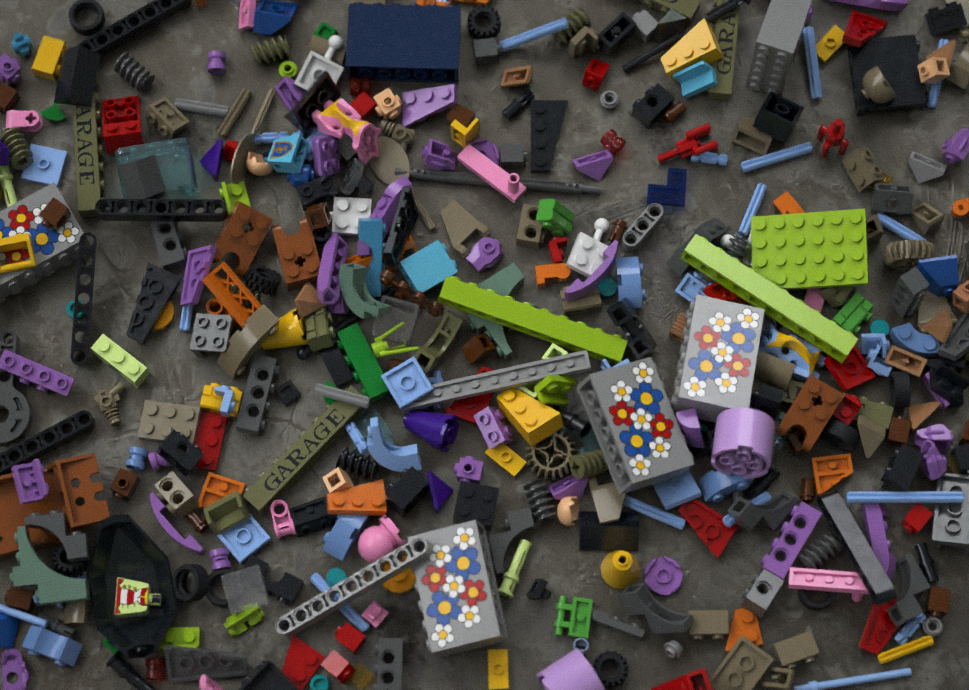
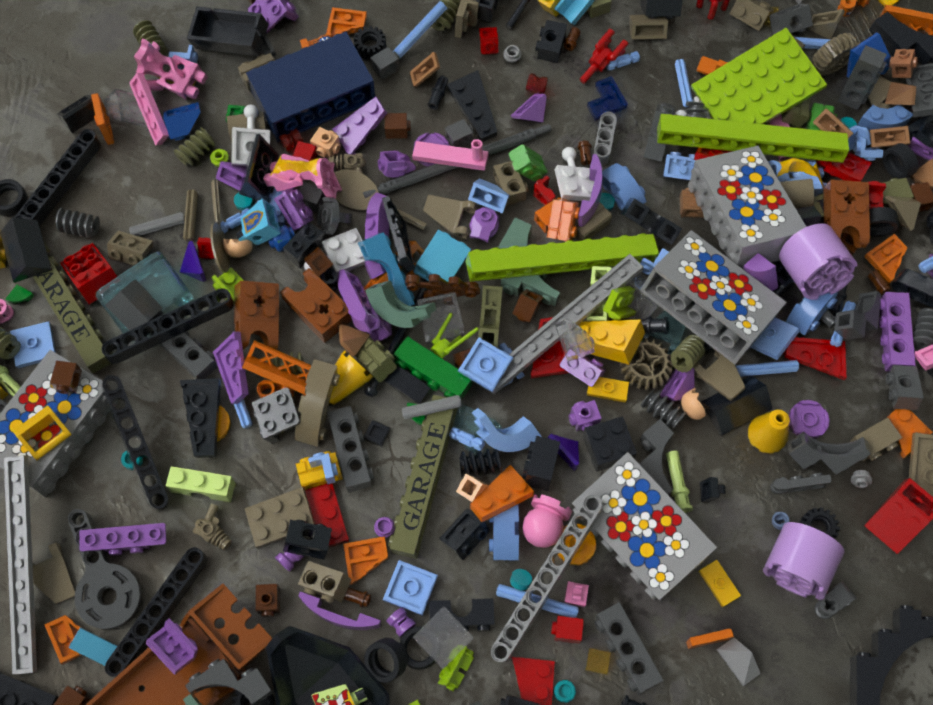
camera: 30 degrees left, 5 degrees down
(136, 459) = (266, 568): medium blue wheel -> none
(216, 62) = (150, 179): medium lavender wheel -> none
(226, 512) = (383, 573): olive panel -> none
(249, 475) = (384, 527): none -> medium lavender plate
(262, 279) = (297, 342): black tyre -> none
(283, 522) = (440, 552): bright pink piece -> none
(284, 124) = (242, 202): none -> teal tile
(338, 667) = (575, 664): brick -> none
(432, 427) = (528, 394): dark purple cone -> none
(464, 135) = (406, 133): yellow panel -> none
(493, 404) = (574, 340): none -> clear slope
(502, 228) = (488, 195): none -> light blue slope
(552, 287) = (563, 220): none -> orange brick
(580, 617) = (762, 494): bright green plate -> none
(776, 157) = (674, 36): light blue axle -> none
(857, 322) = (829, 122): none -> medium nougat slope

